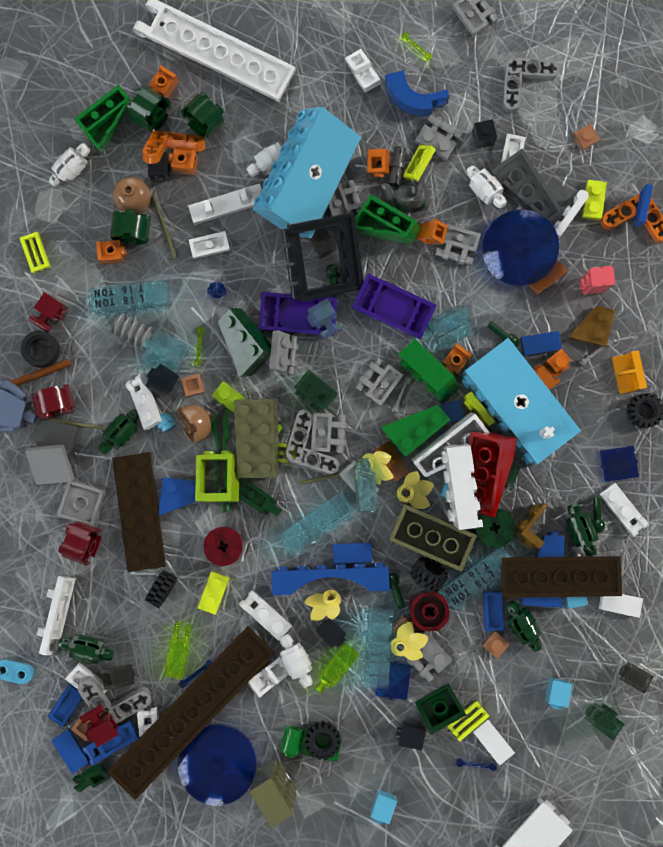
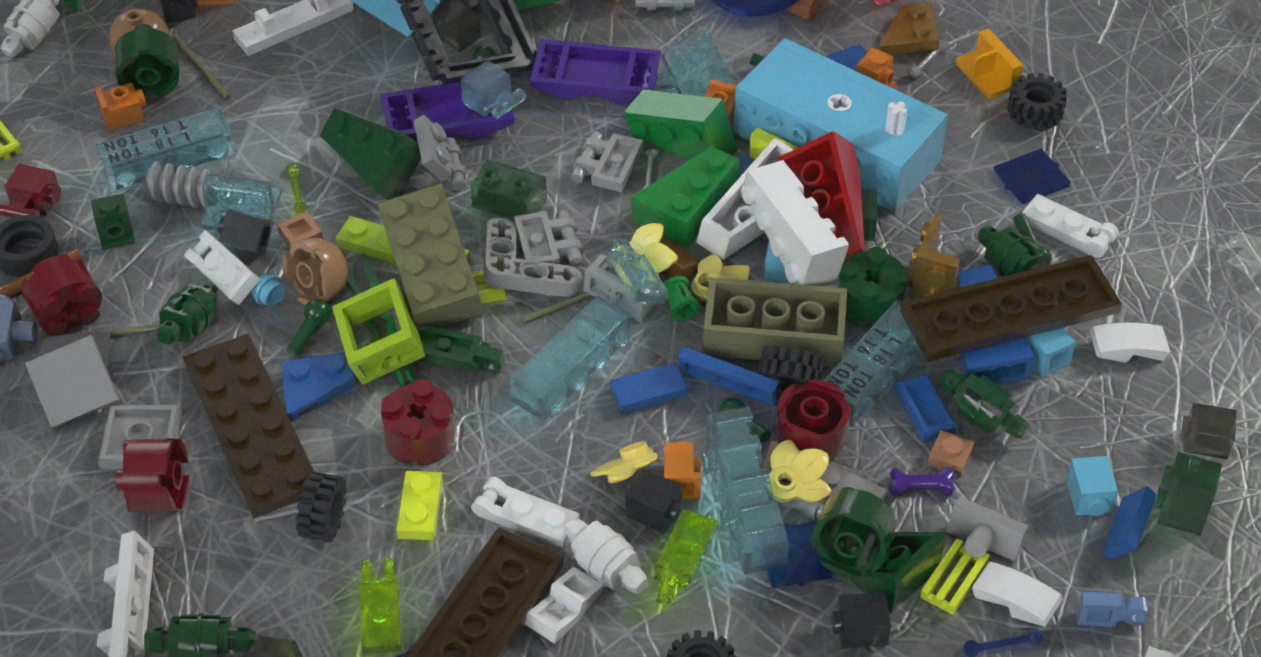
camera: 20 degrees left, 35 degrees down
(91, 348) = (113, 221): none -> dark green brick
(188, 448) = (316, 314): none -> dark green bar
(209, 245) = (279, 65): white plate -> none
(216, 290) = (306, 104): clear blue plate -> none
(288, 581) = (554, 445): blue arch -> none
(351, 616) = (683, 468): none -> orange brick
(387, 499) = (681, 298): none -> green bush
(393, 561) = (729, 376): none -> blue tile
(423, 692) = (853, 532): none -> dark green brick
(483, 660) = (941, 481): none -> dark purple piece
(492, 704) = (986, 530): none -> light grey tile
(532, 766) = (1106, 609): none -> medium blue plate
(567, 721) = (1129, 523): none -> blue tile

